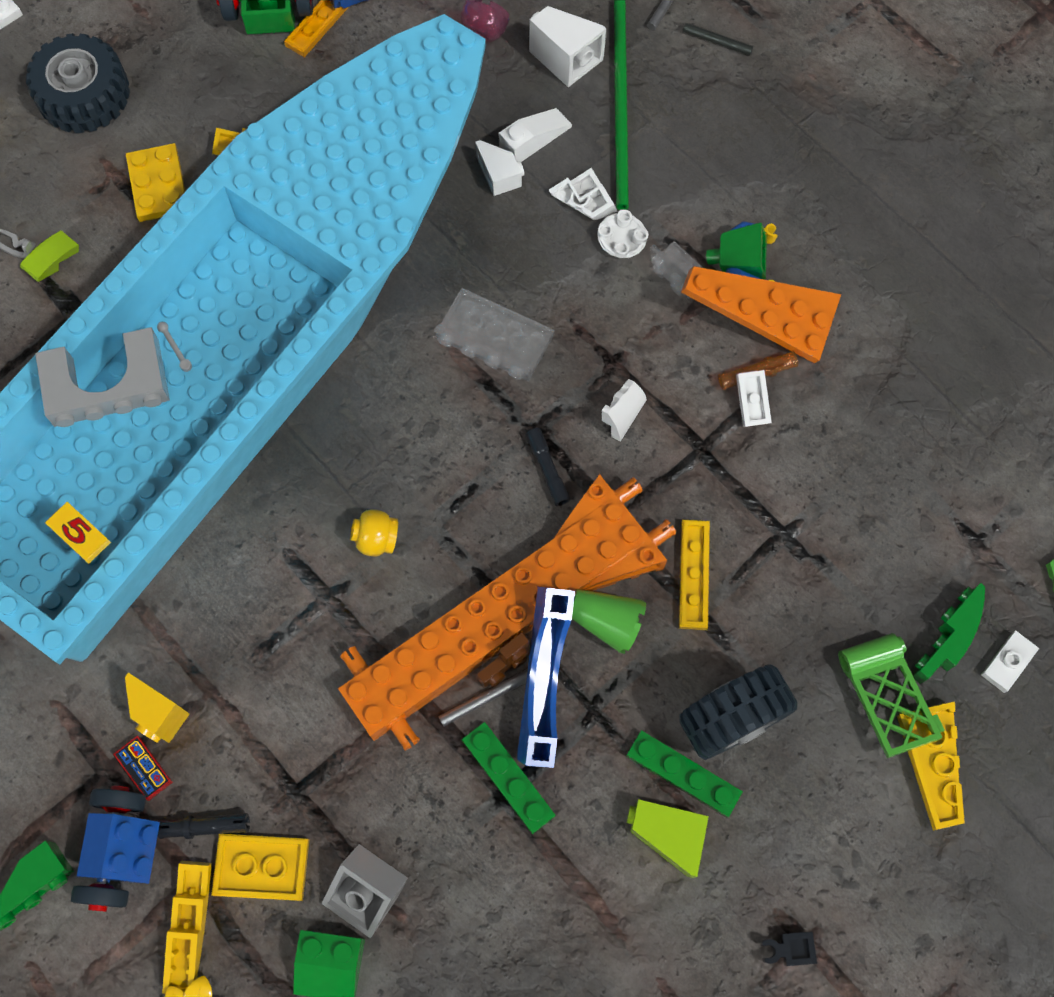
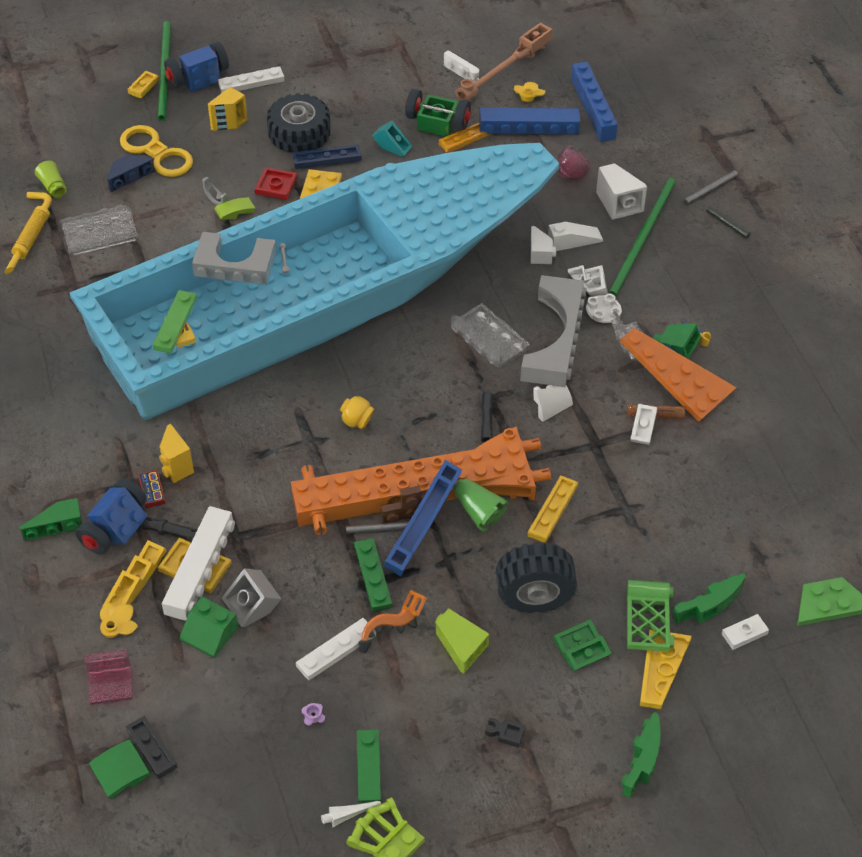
camera: 25 degrees right, 20 degrees down
(65, 525) = (175, 321): none -> bright green plate
(89, 193) = (276, 183): none -> red plate
(141, 122) = (327, 156): none -> dark blue plate
(220, 63) = (392, 139): none -> teal slope
(269, 873) = (198, 563): none -> white brick
(512, 917) = (332, 650): none -> white plate
(577, 841) = (406, 616): none -> orange piece
(606, 358) = (553, 363): none -> light grey arch
(684, 774) = (488, 614): green plate -> none
(823, 771) = (582, 645): none -> green slope
(976, 893) = (644, 755): none -> green slope

